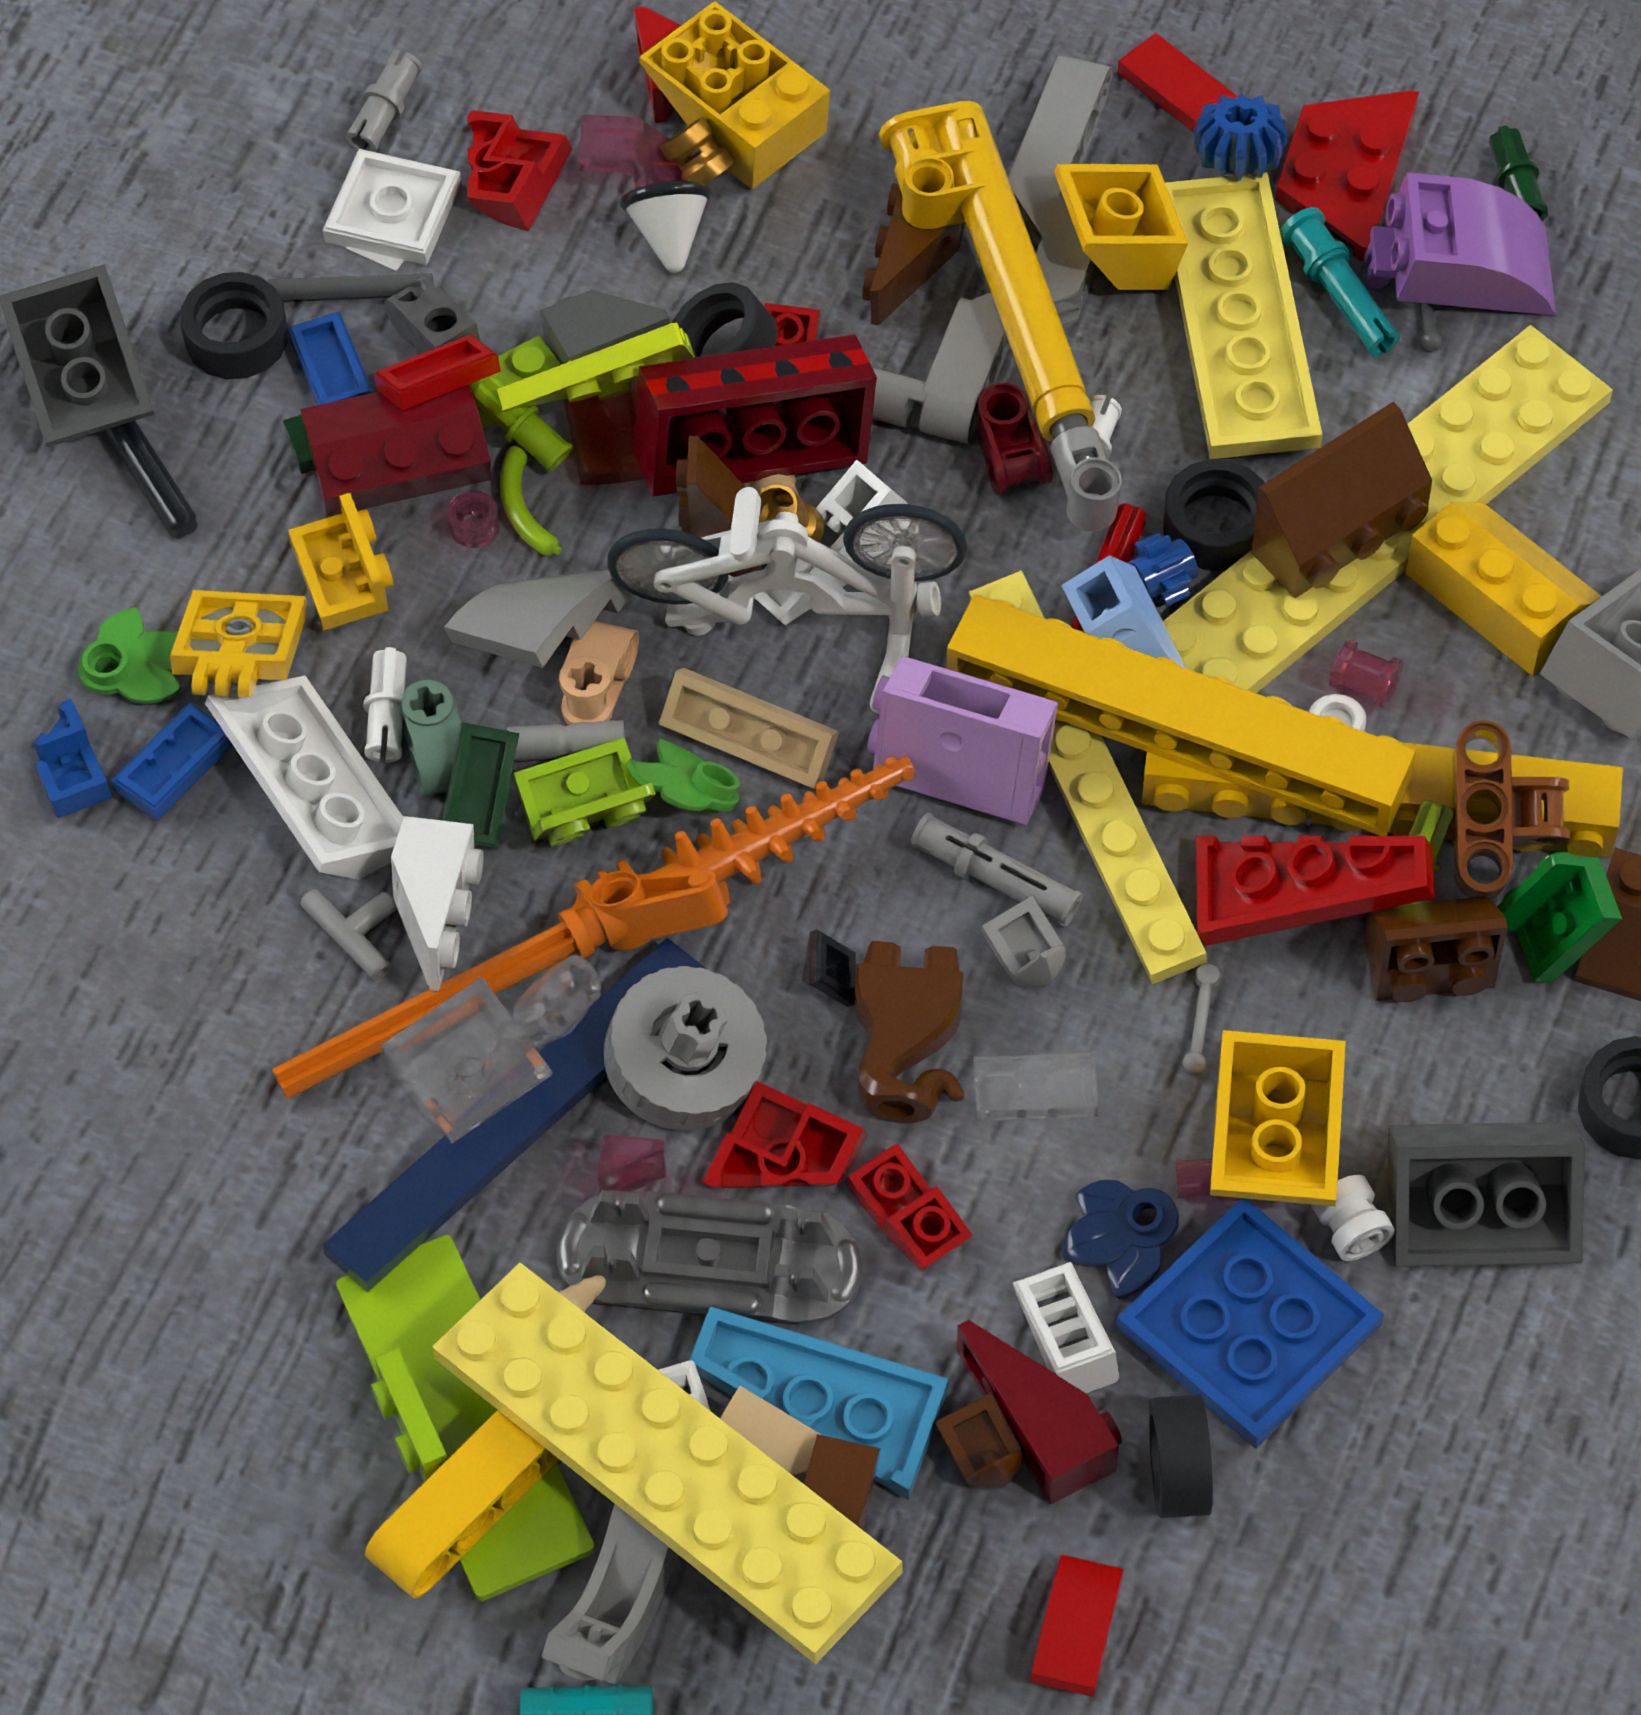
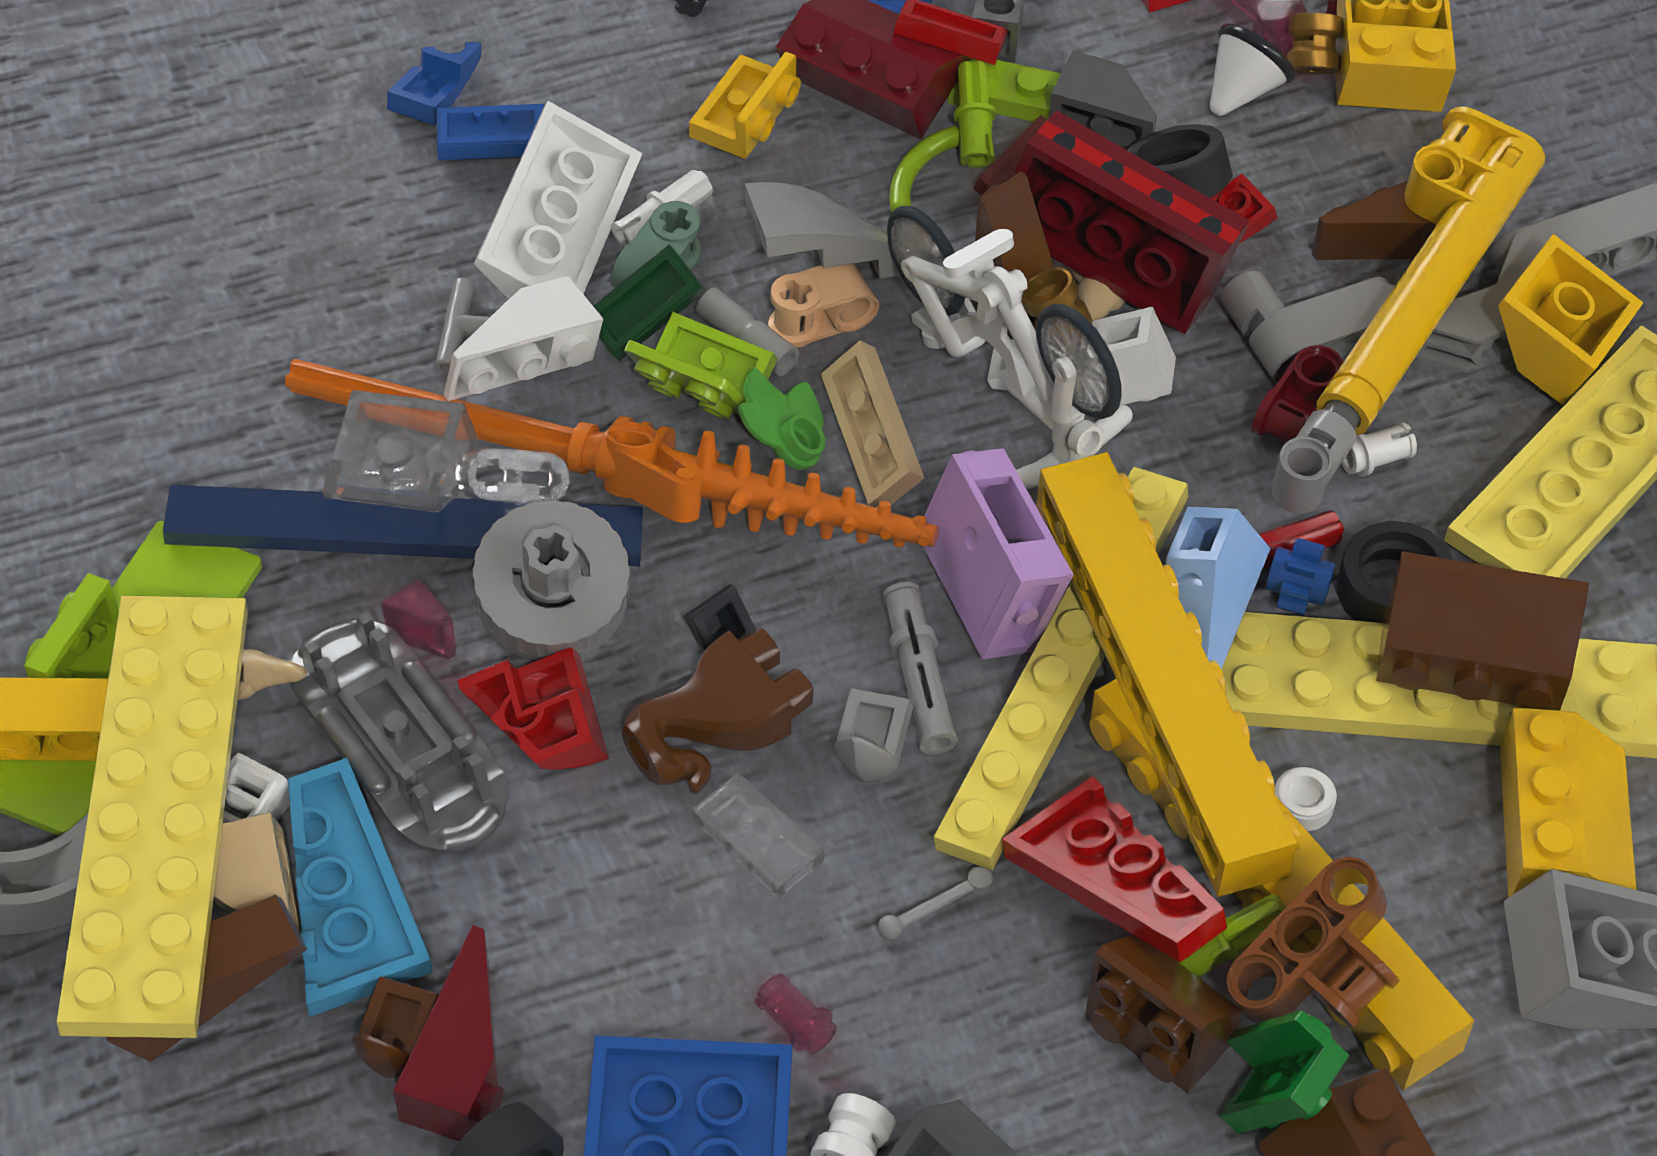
camera: 45 degrees right, 5 degrees down
(138, 657) = (551, 55): bright green plate -> none
(237, 640) = (618, 89): yellow piece -> none
(465, 531) = (874, 136): clear pink bush -> none
(601, 372) = (1036, 99): neon yellow wing -> none
(907, 1209) = (565, 828): red slope -> none
(1085, 1364) = (546, 1051): white slope -> none
(1114, 1238) = (676, 988): dark blue plate -> none
(1278, 1118) = (874, 1011): yellow slope -> none
(1366, 673) = (1367, 781): clear pink bush -> none

